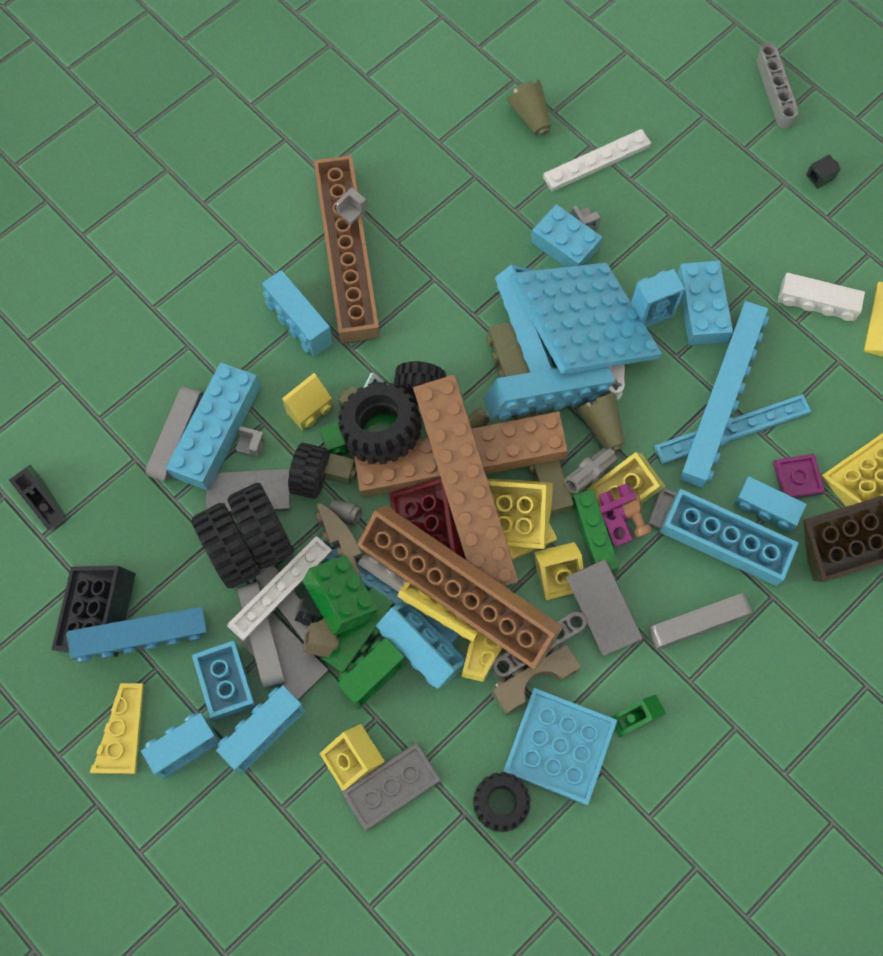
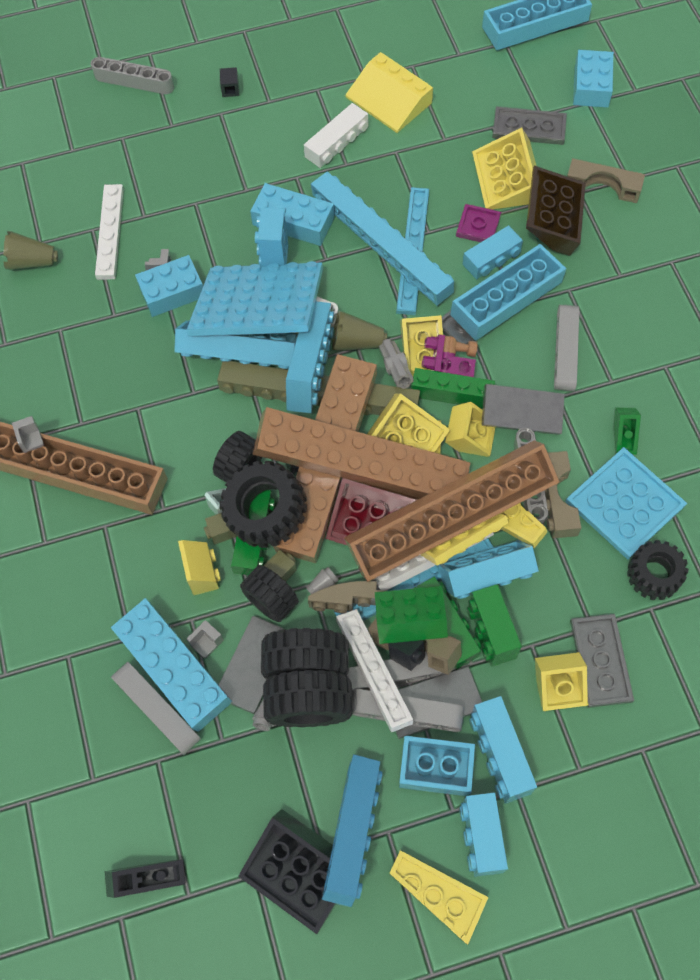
camera: 60 degrees left, 5 degrees down
(297, 314) = (102, 535): medium azure brick -> none

